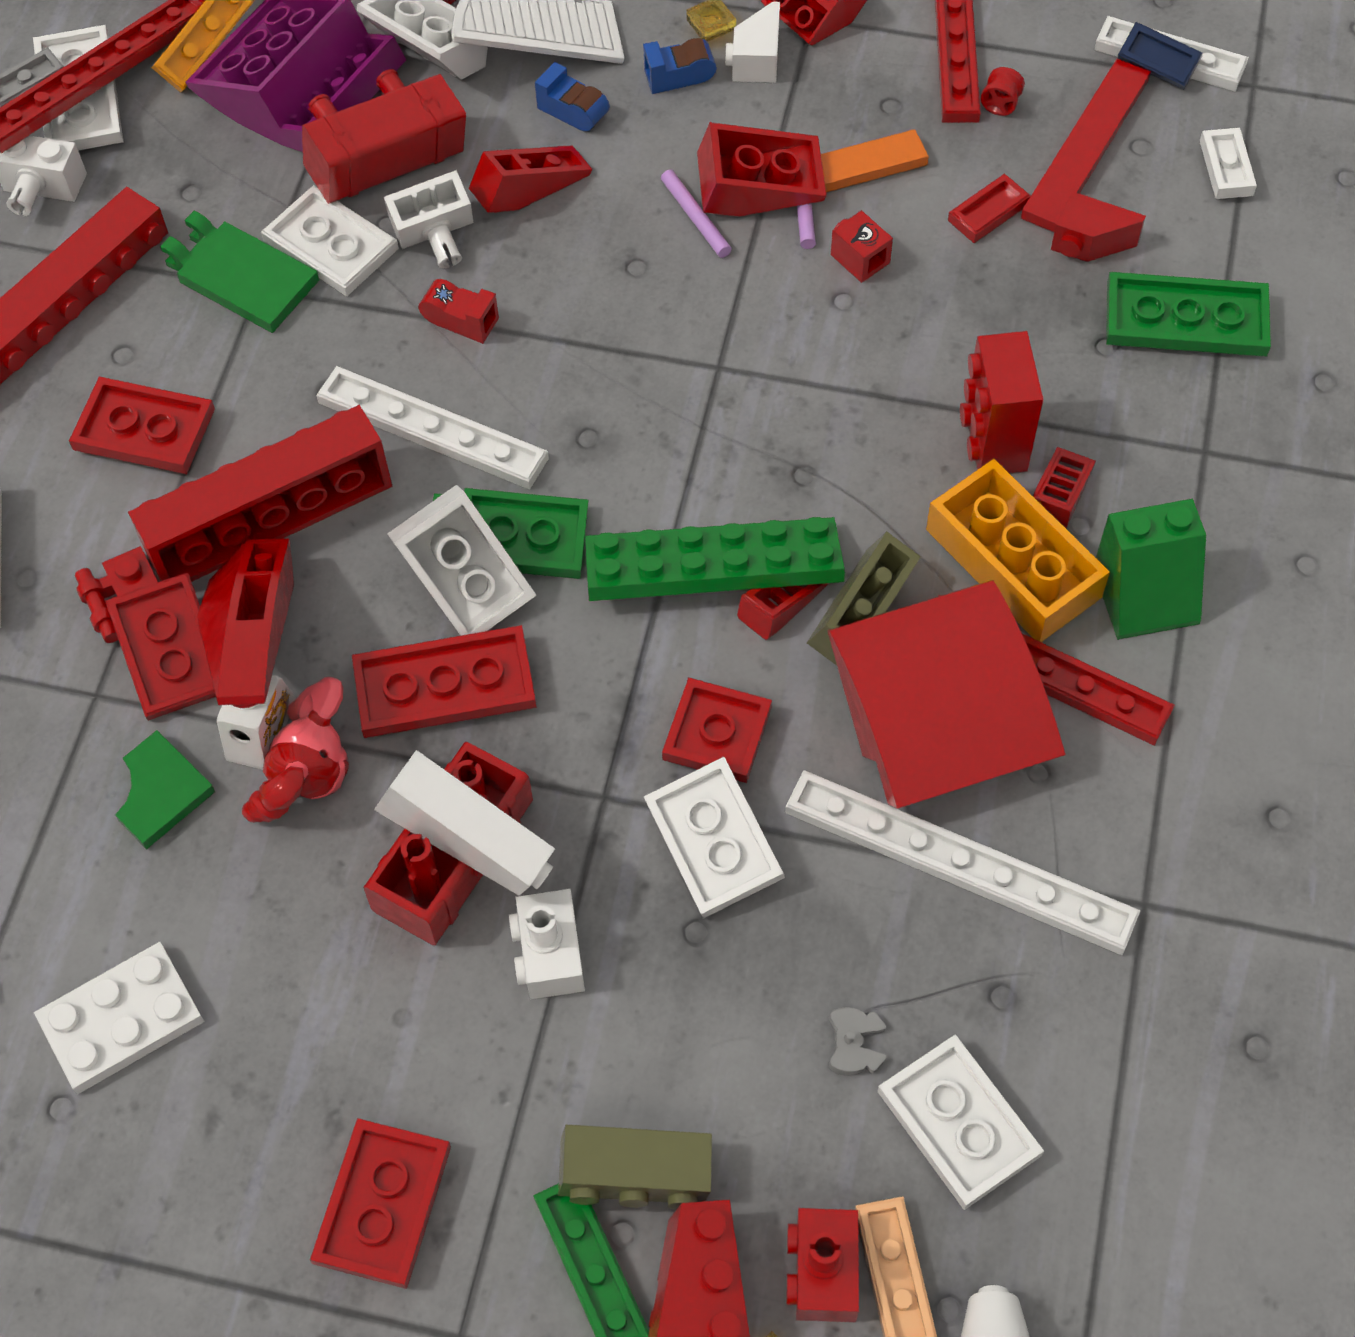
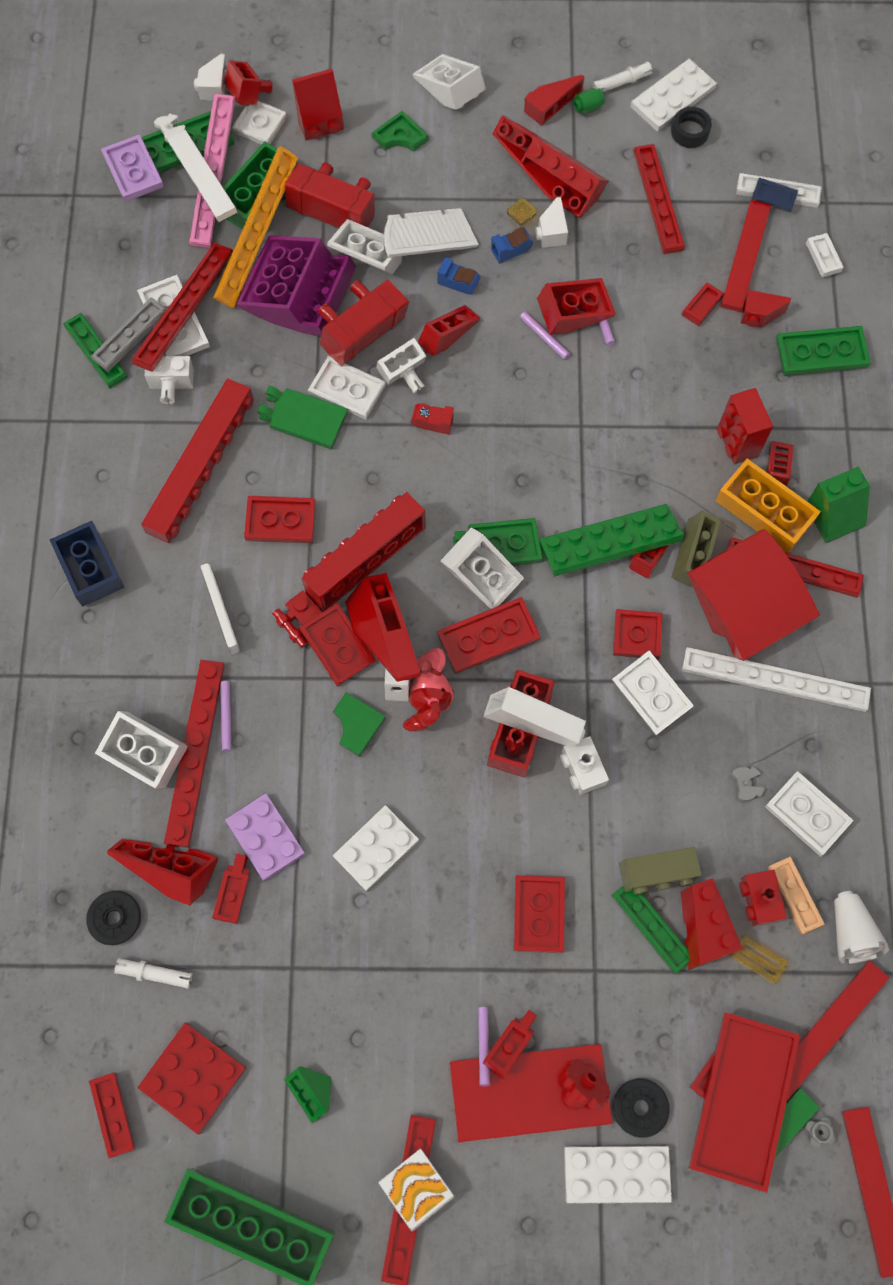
camera: 15 degrees left, 10 degrees up
(435, 427) = (437, 490): white tile -> none
(861, 246) = (641, 340): red brick -> none
(873, 160) = (634, 285): orange tile -> none
(1002, 91) = (694, 231): red wheel -> none

